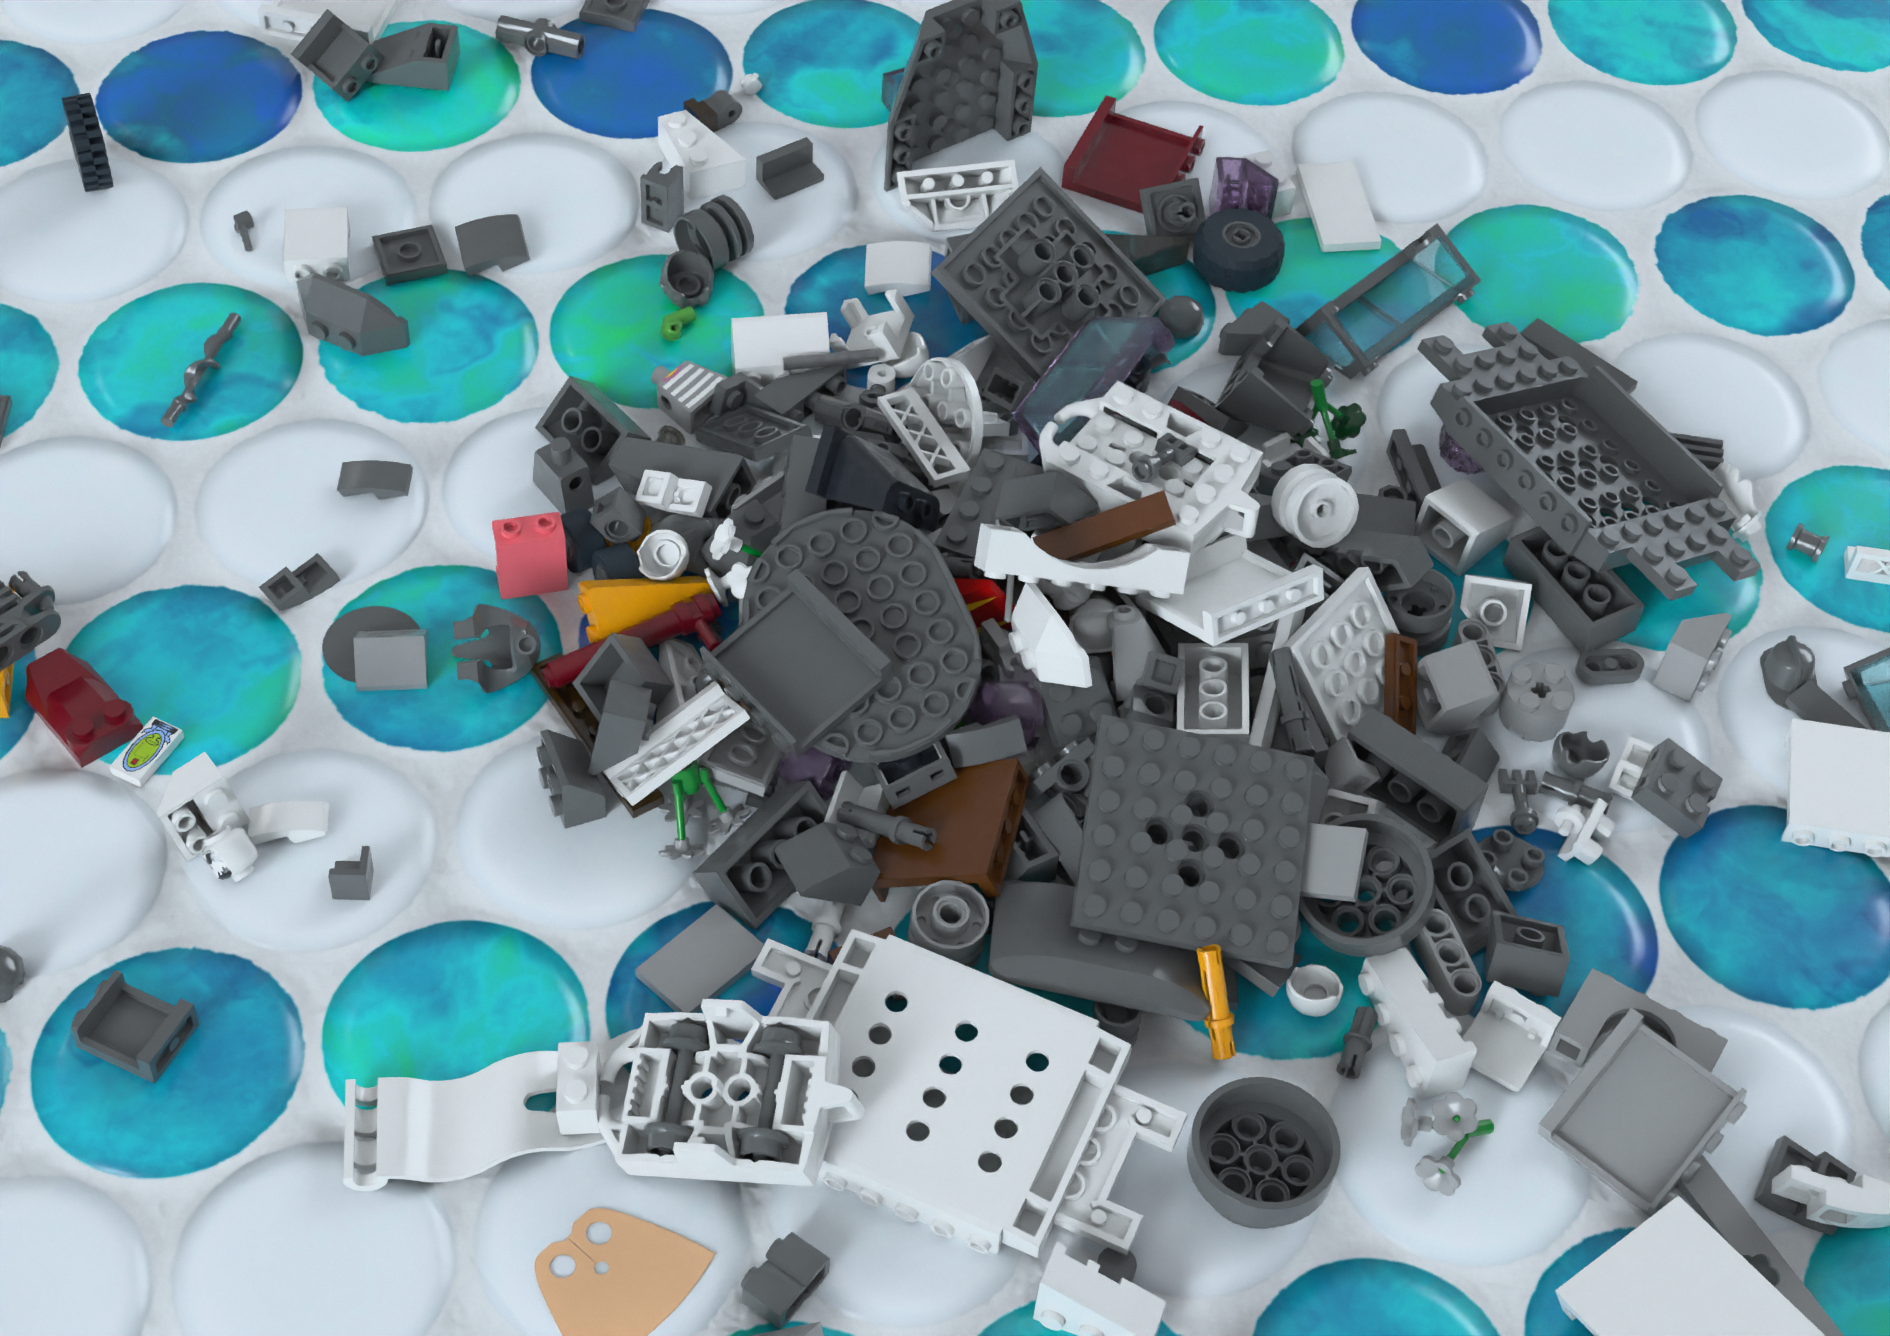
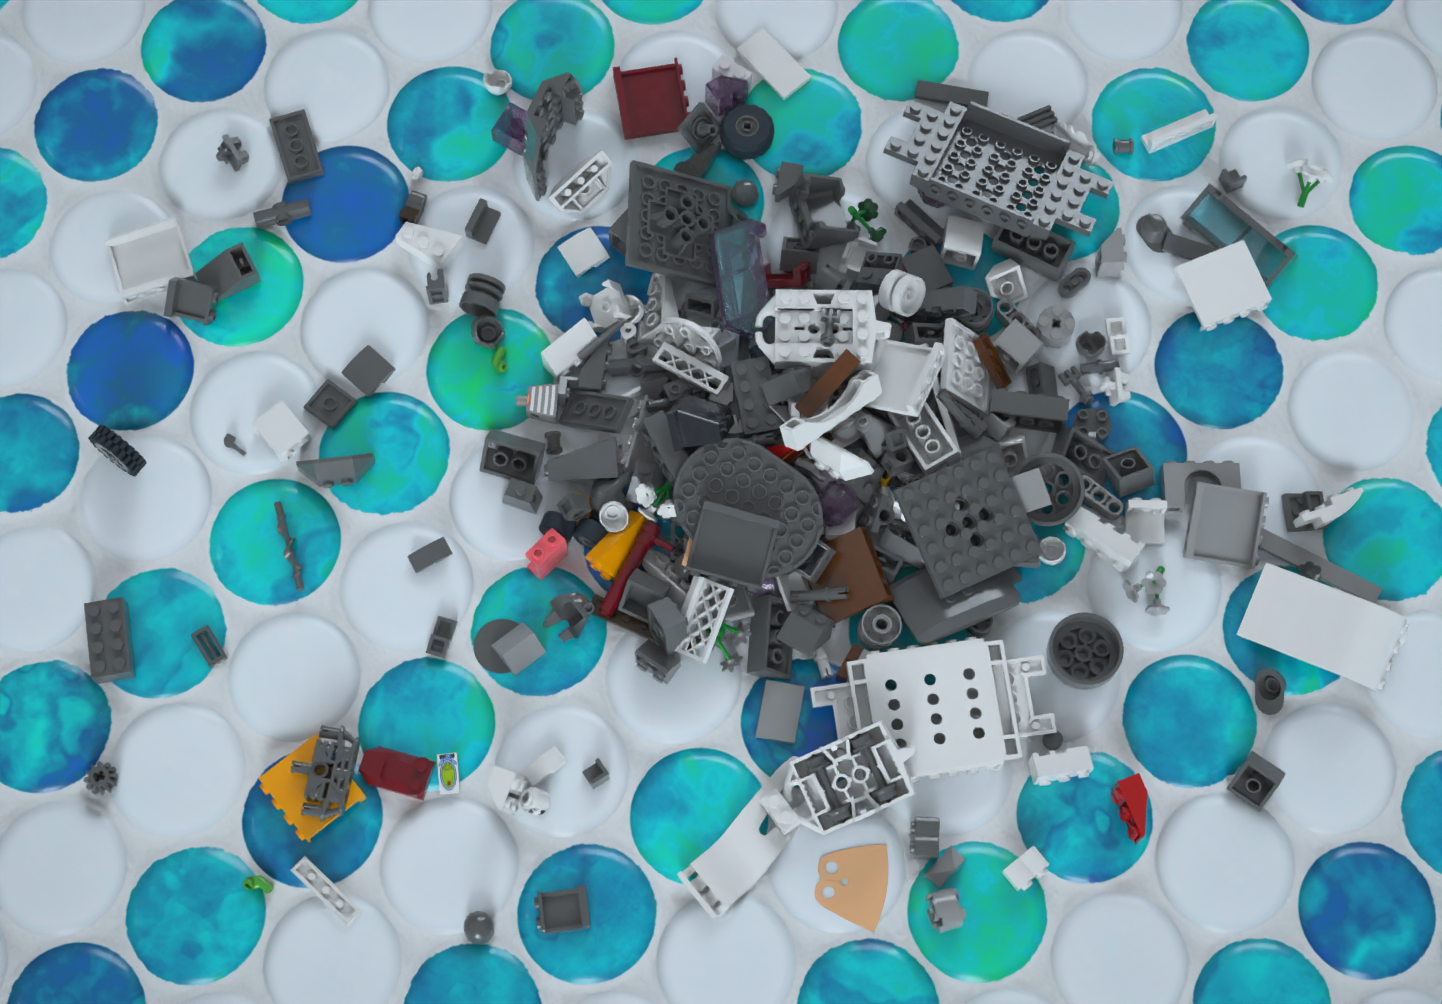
camera: 30 degrees left, 20 degrees up
(673, 494) = (594, 479): white slope -> none
(985, 743) = (841, 527): dark grey slope -> none
(1214, 986) = (1015, 583): light orange pin -> none
(1357, 1042) = (1084, 564): dark grey axle -> none
(1390, 303) = (840, 120): clear light blue windscreen -> none
(1676, 788) = (1143, 337): dark grey piece -> none

